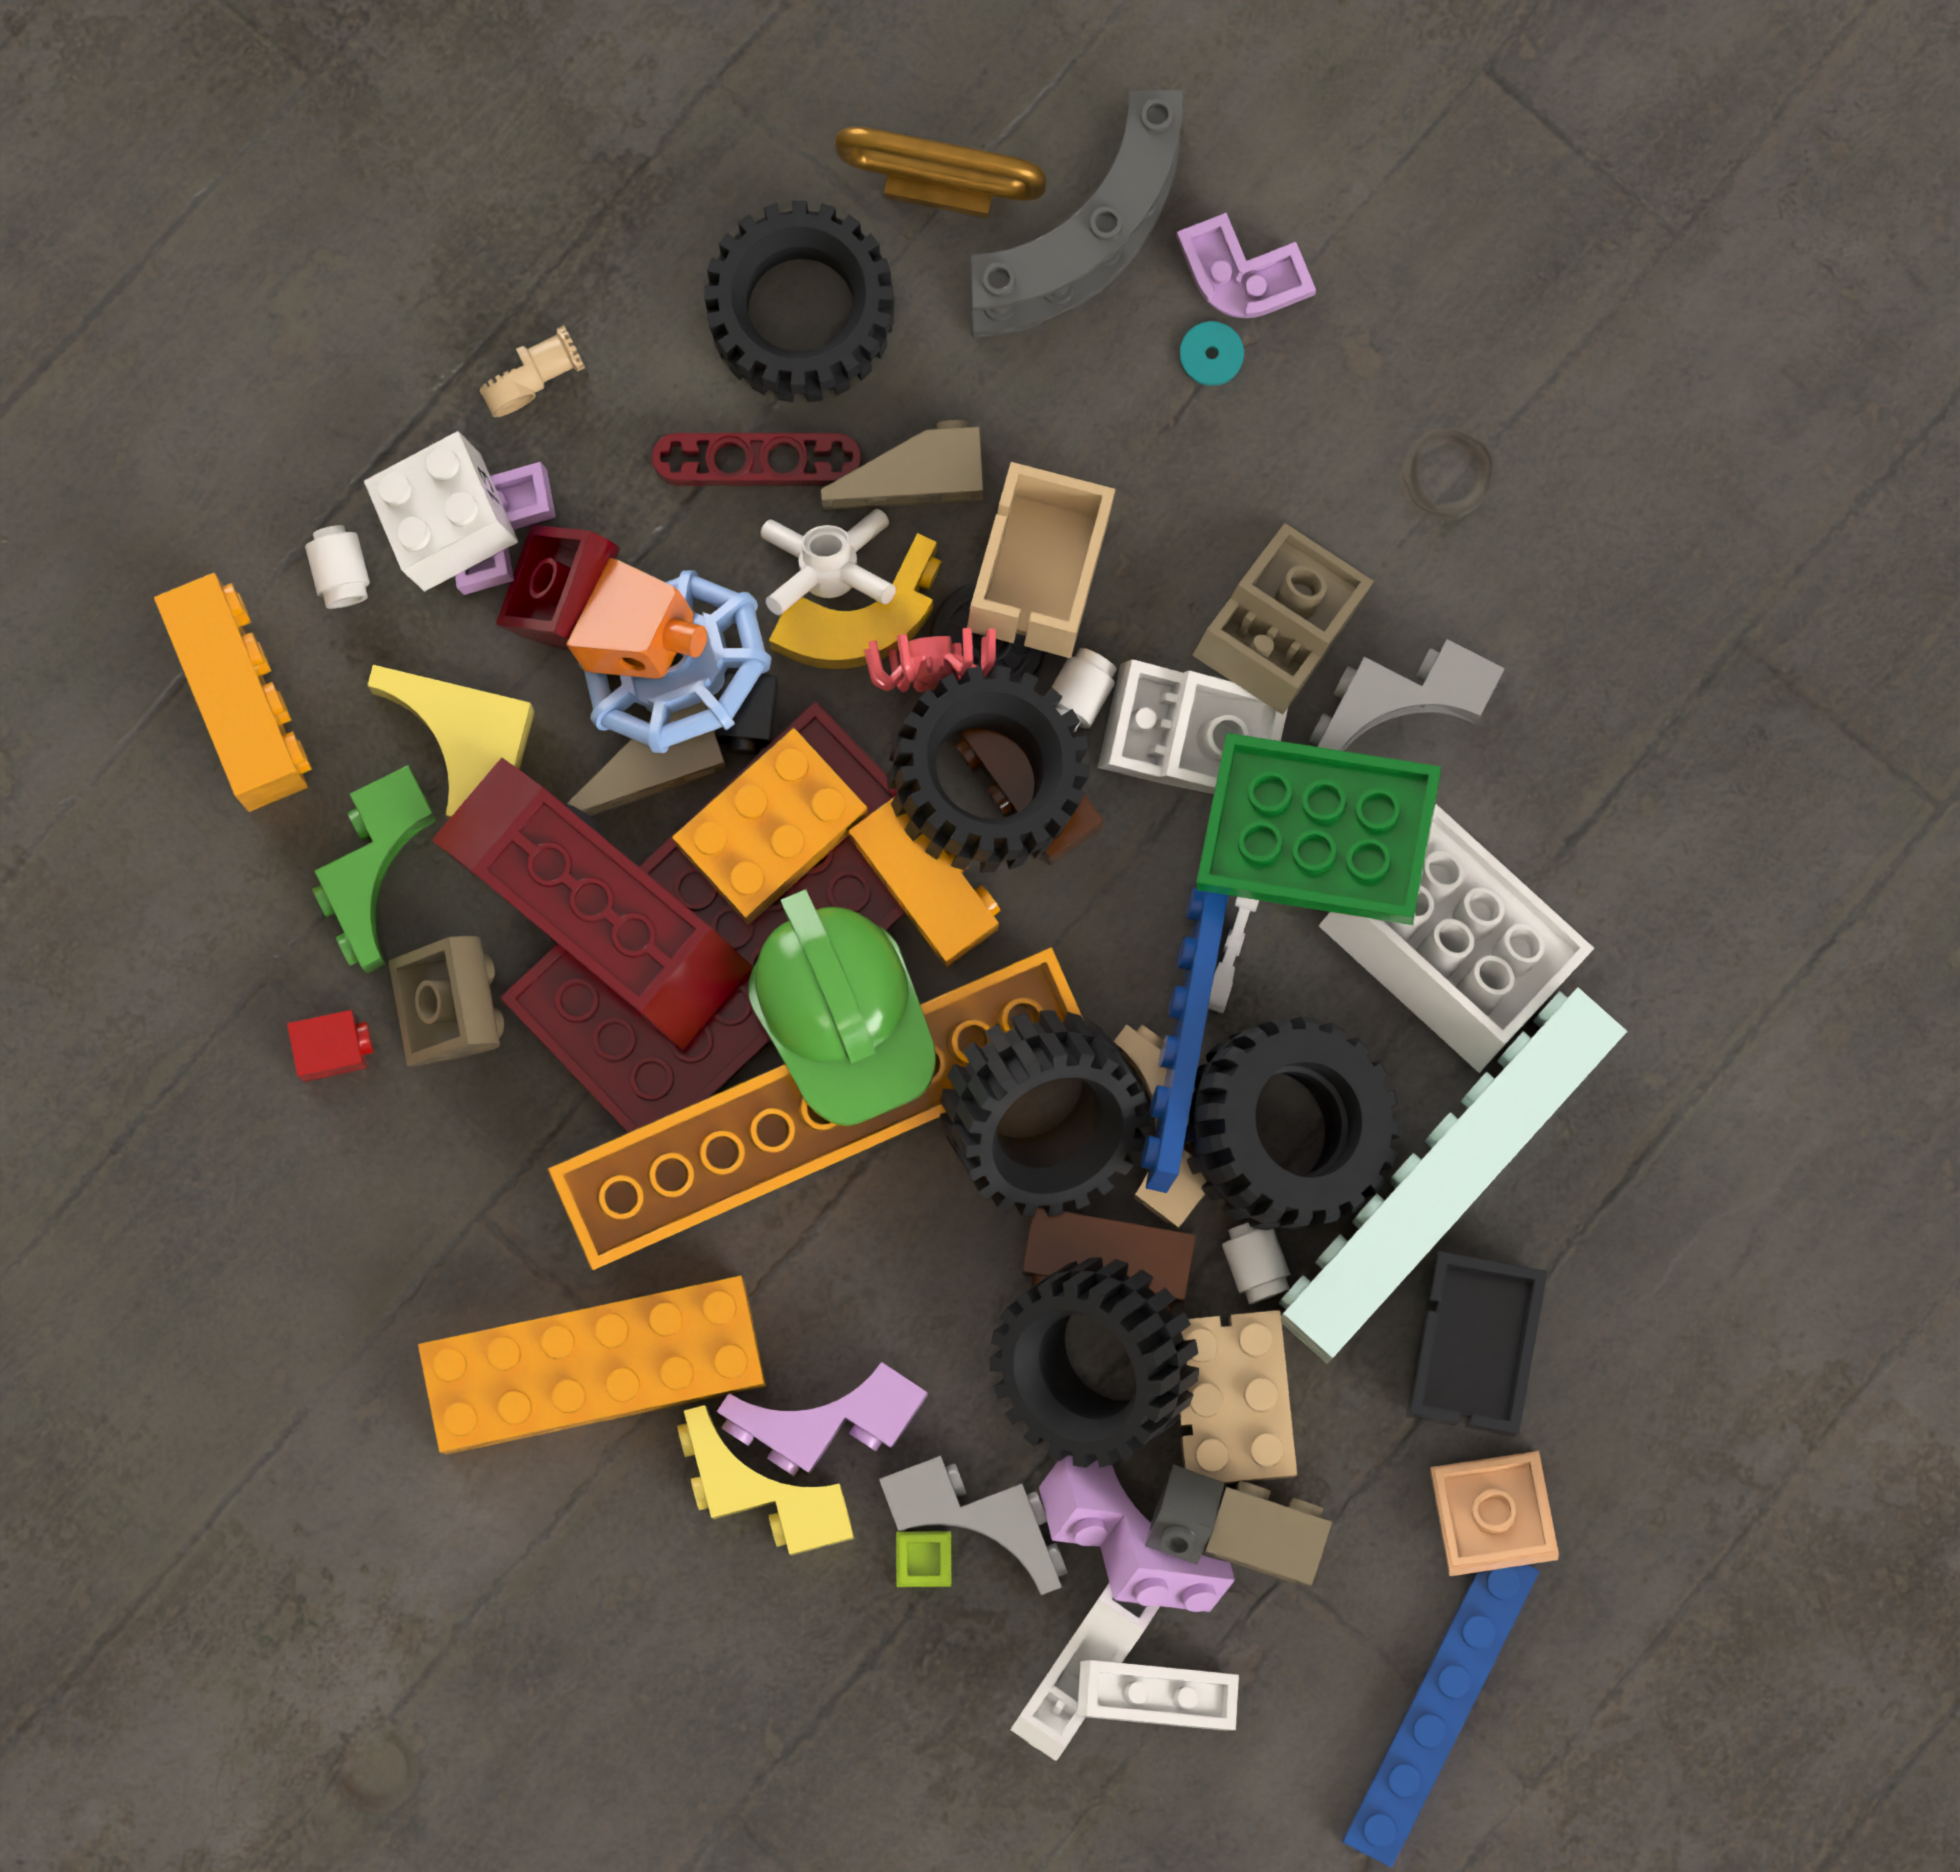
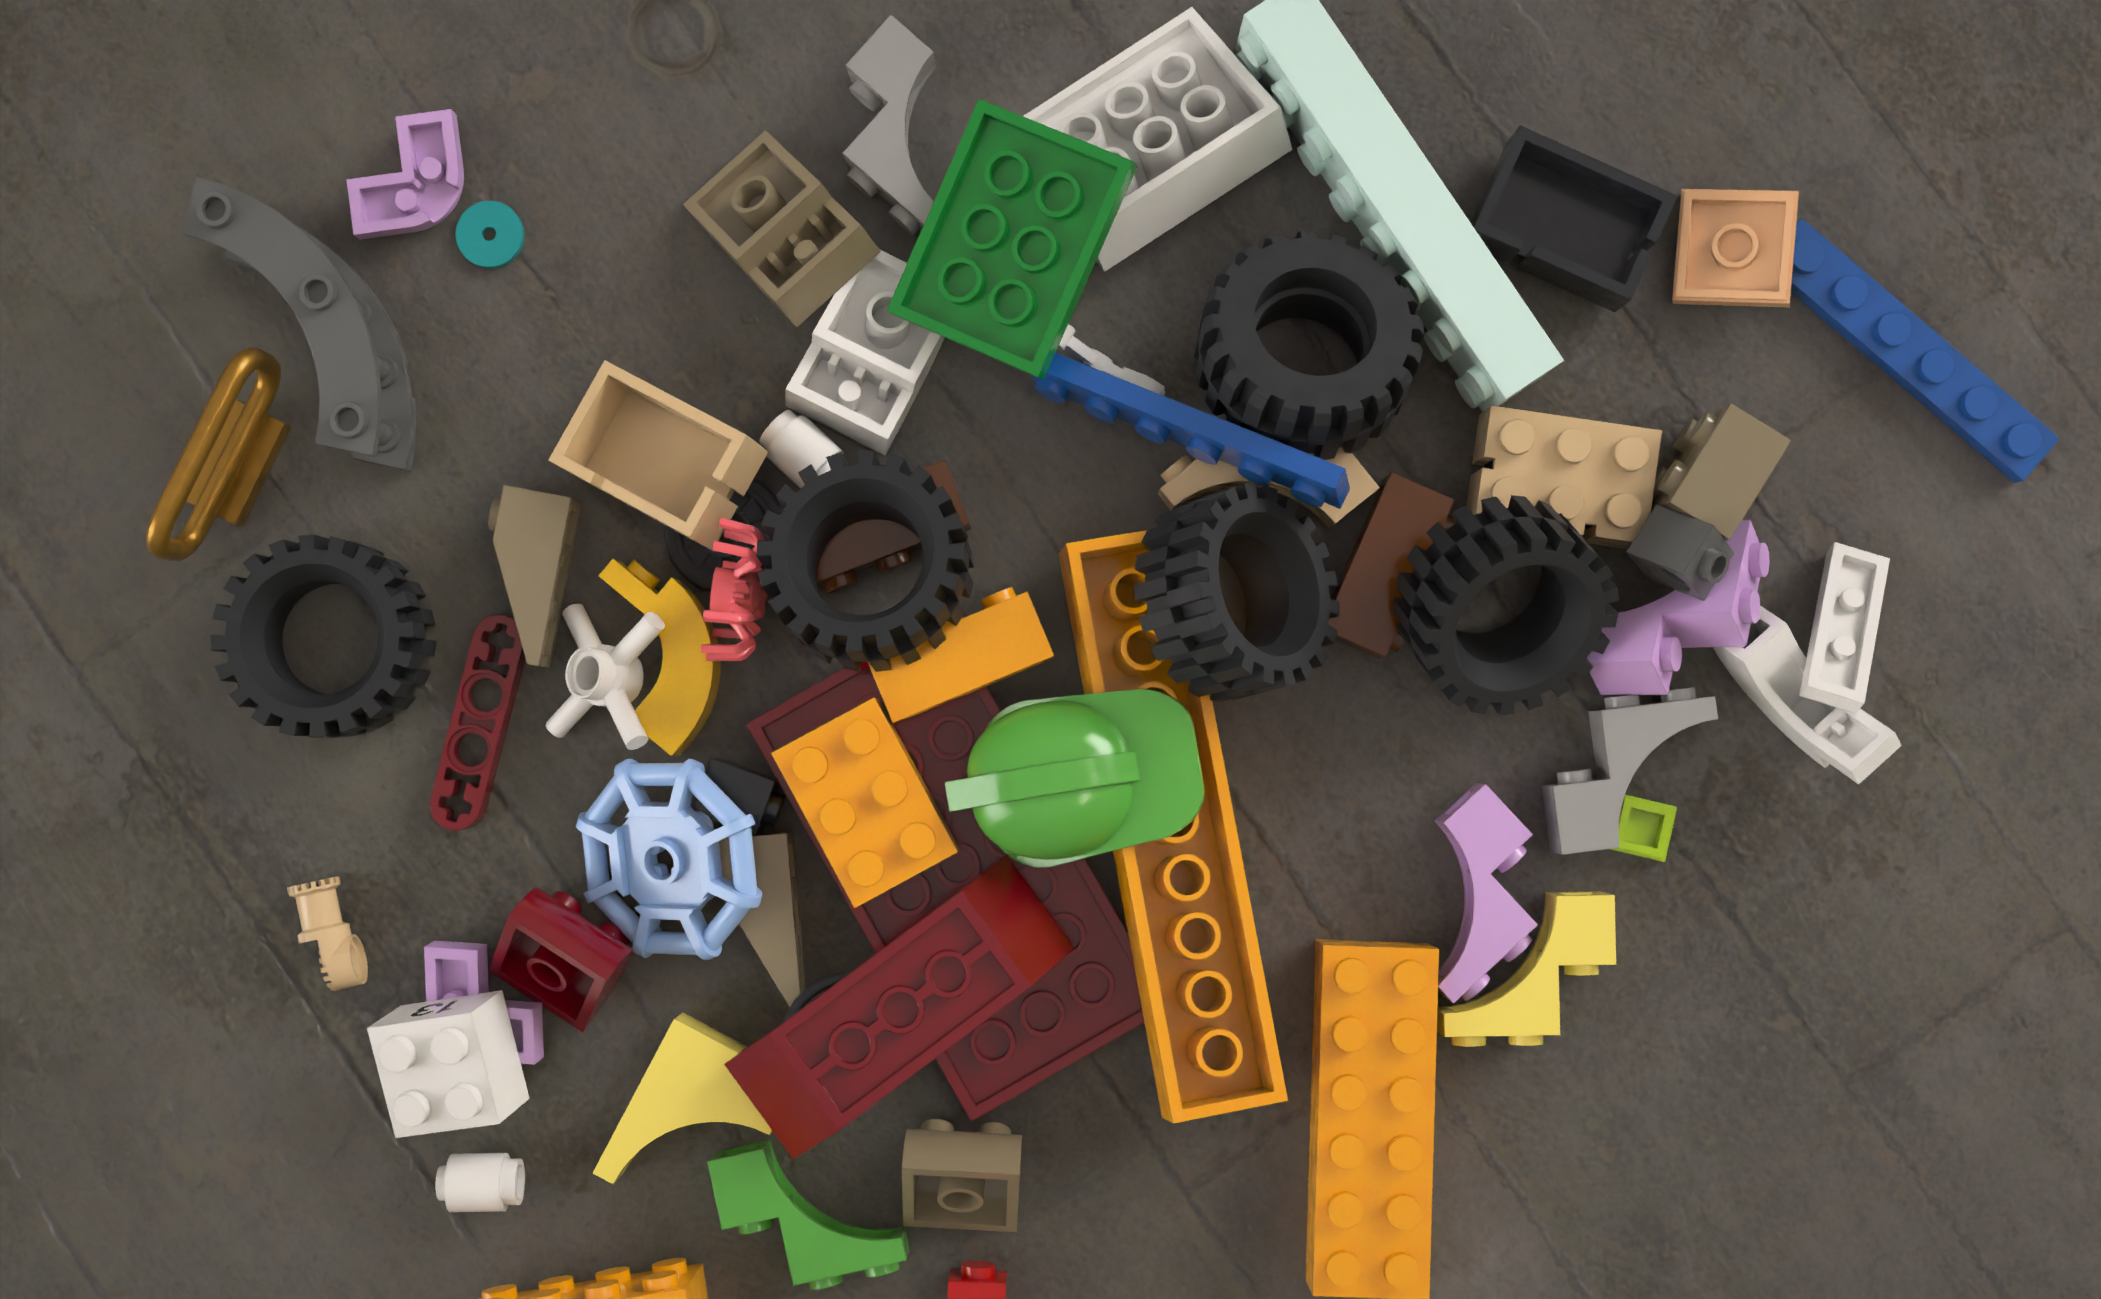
camera: 75 degrees left, 5 degrees up
(634, 625) = (620, 892): torso -> none
(1256, 1262) = (1431, 420): white brick -> none

